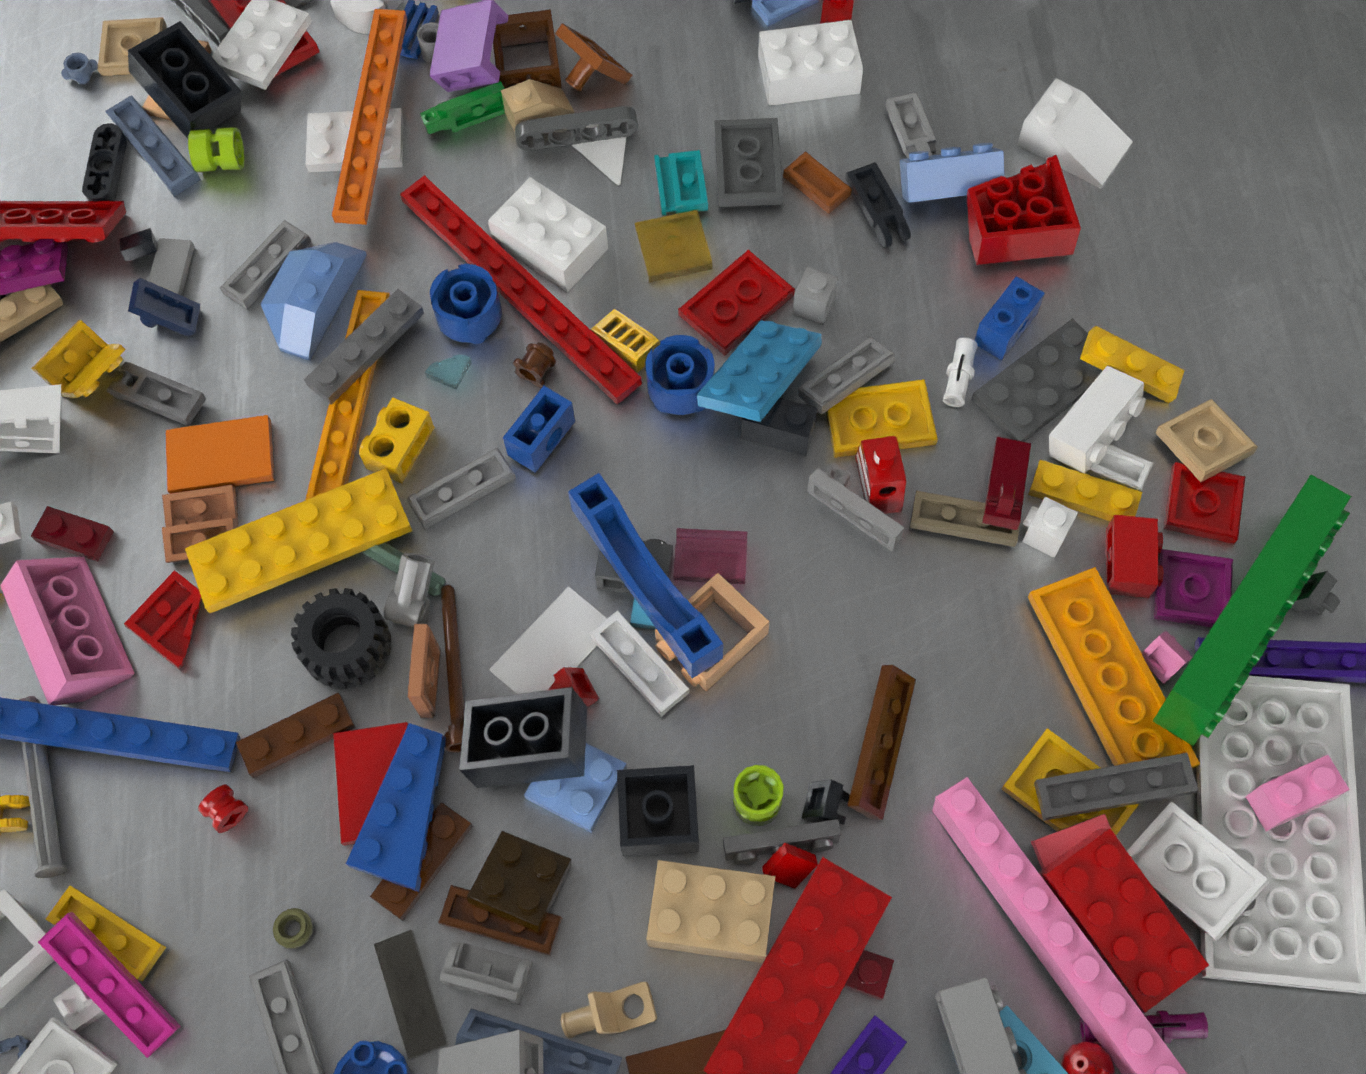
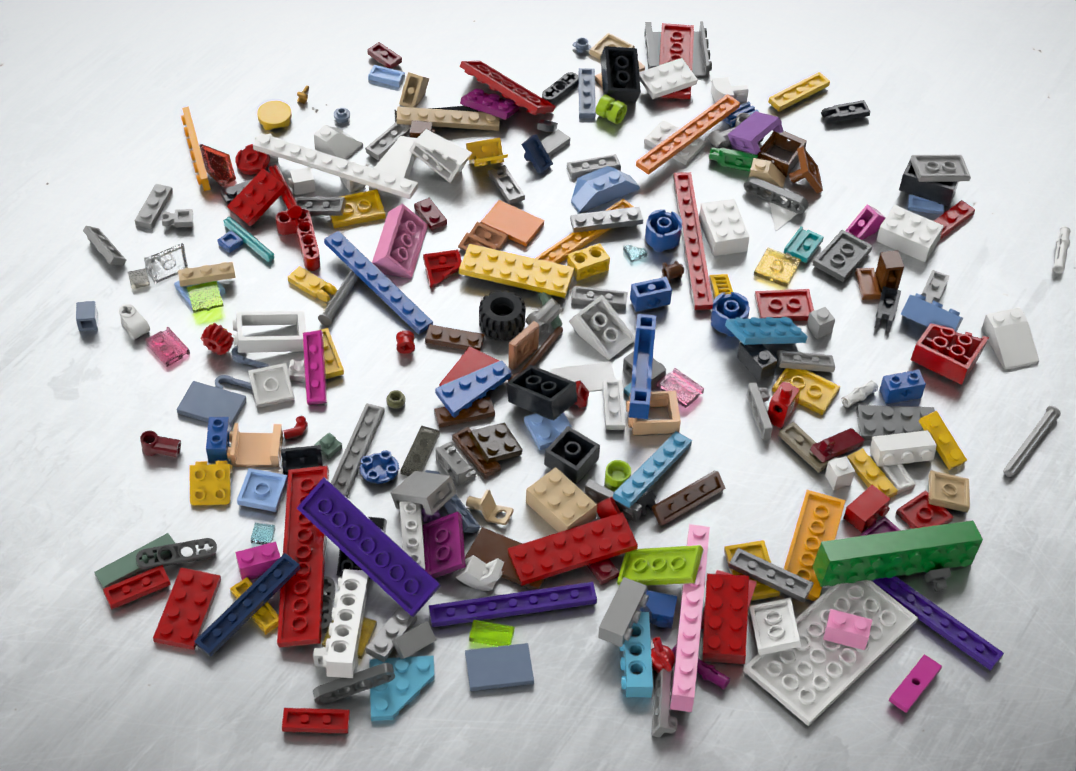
camera: 35 degrees right, 15 degrees down
(421, 89) = (720, 139): none -> light grey piece
(513, 542) = (602, 328): none -> white slope
(738, 87) = (866, 223): none -> dark pink slope
(797, 741) = (652, 469): none -> dark azure plate
(840, 141) = (889, 269): none -> reddish brown brick
(958, 907) = (662, 565): none -> lime tile
(1012, 973) = (660, 608): none -> blue slope
(1234, 276) = (1029, 444): none -> light grey axle

